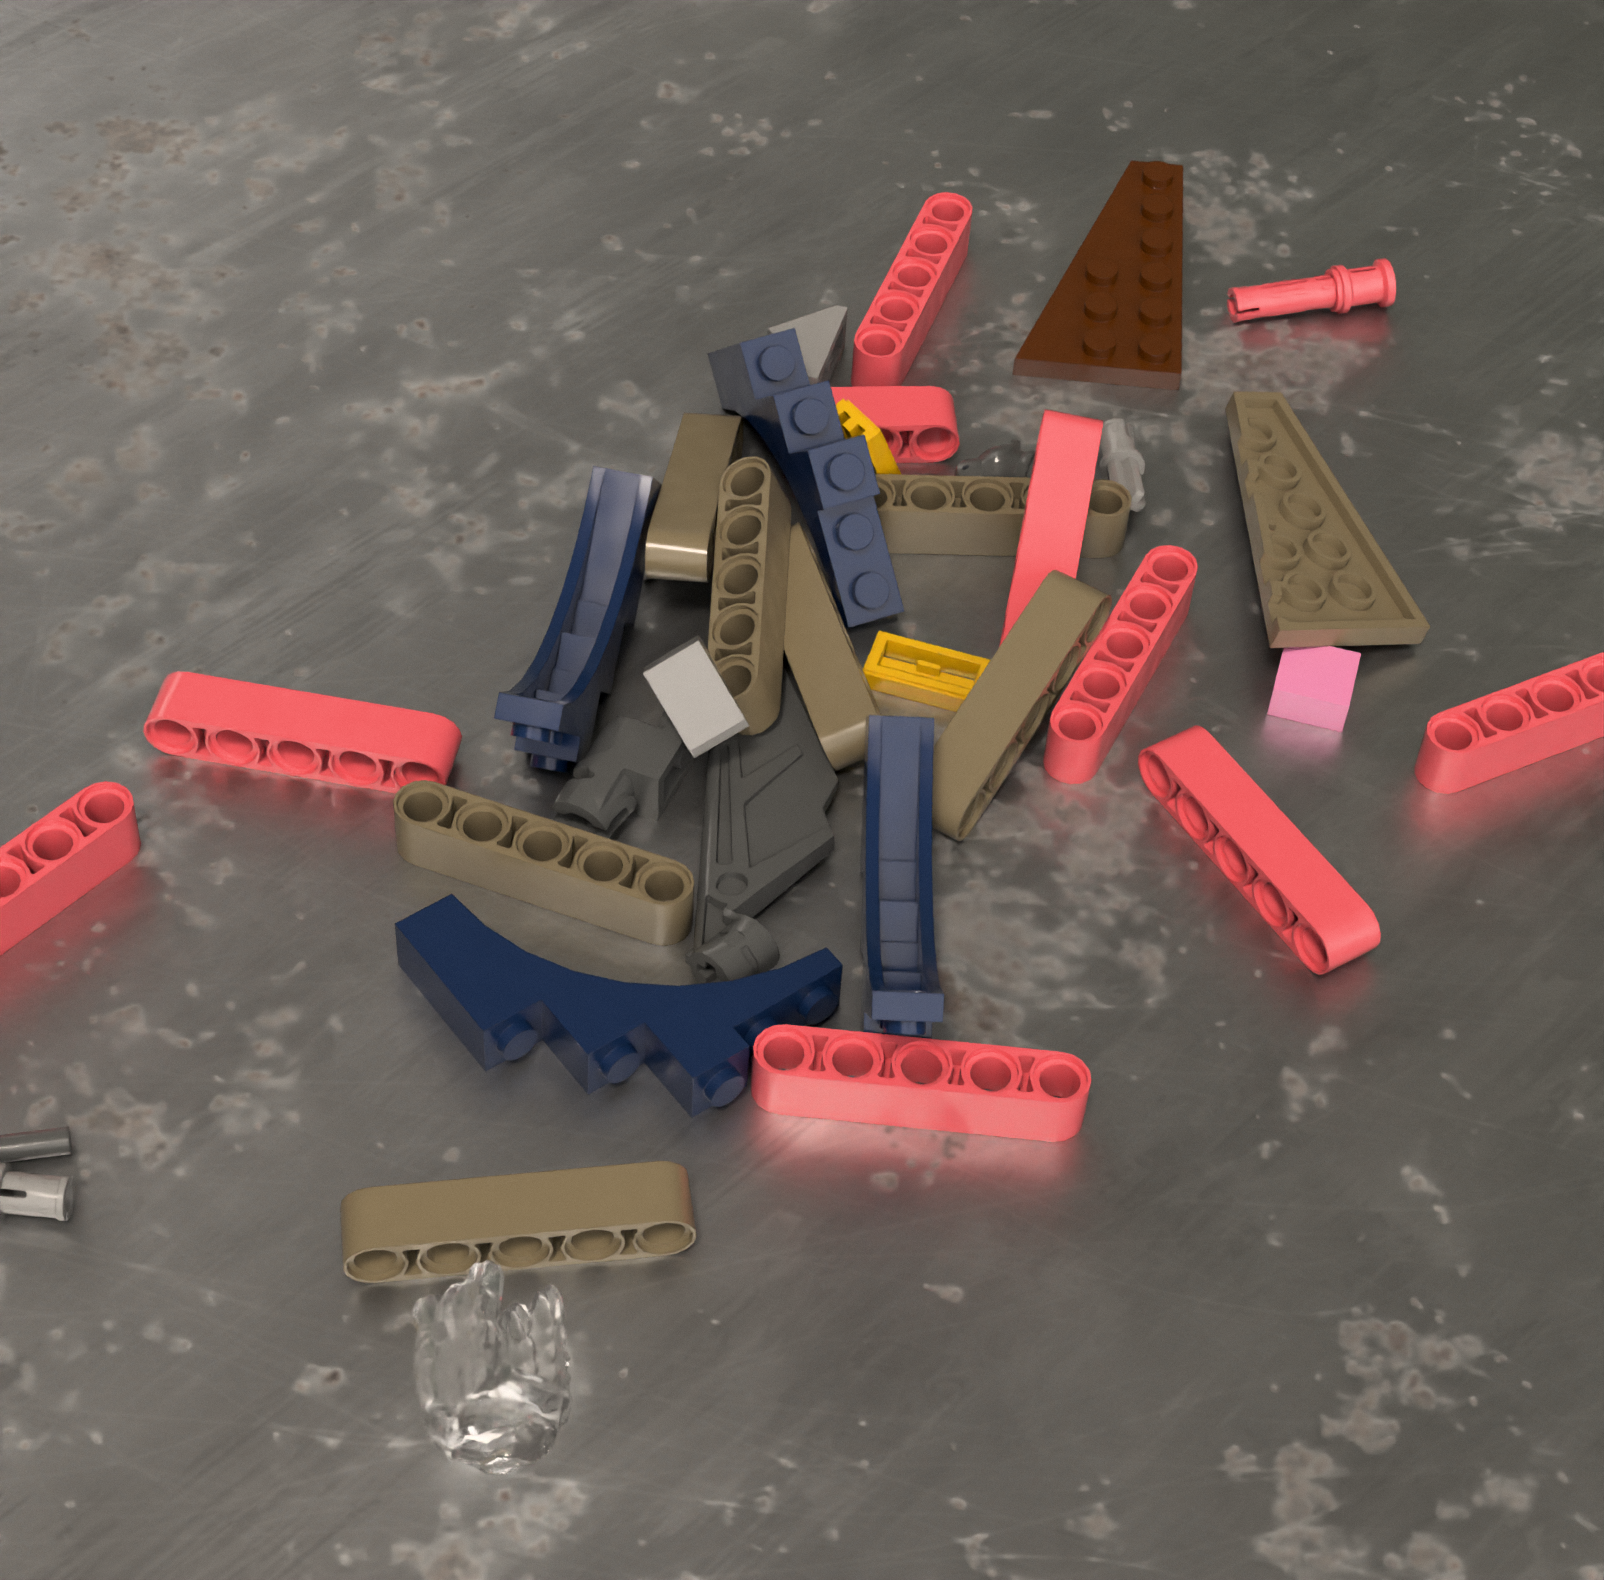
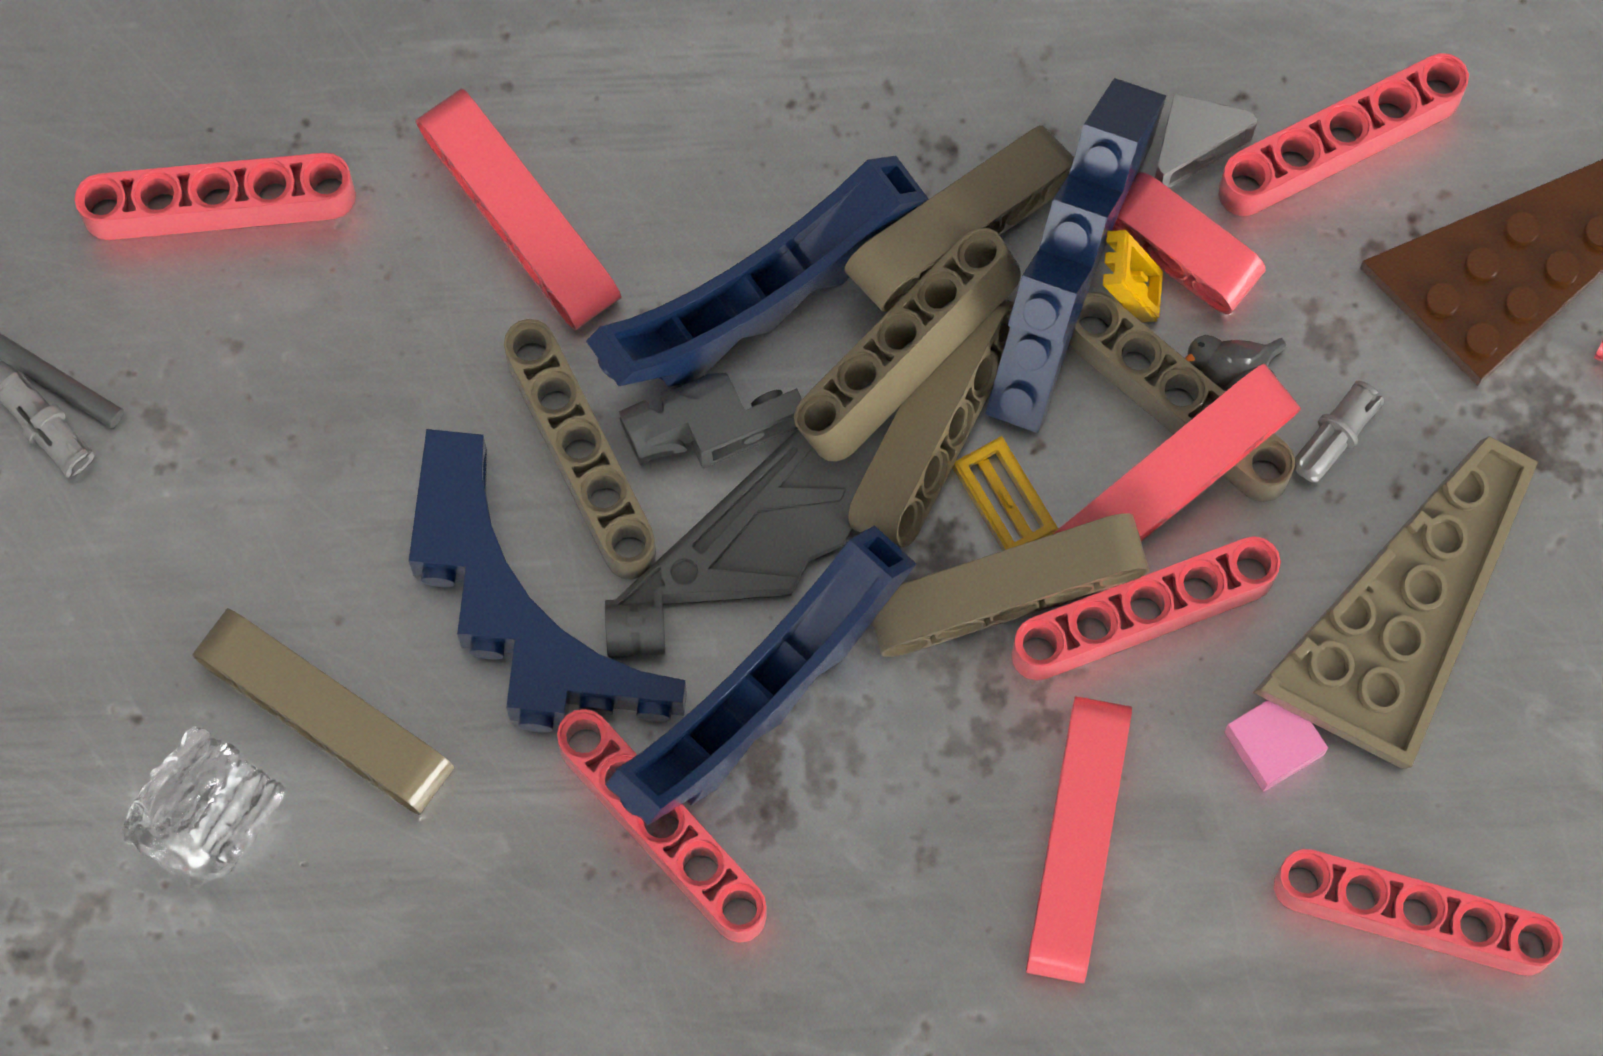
camera: 45 degrees right, 25 degrees up
(695, 696) = (776, 403): light grey slope -> none

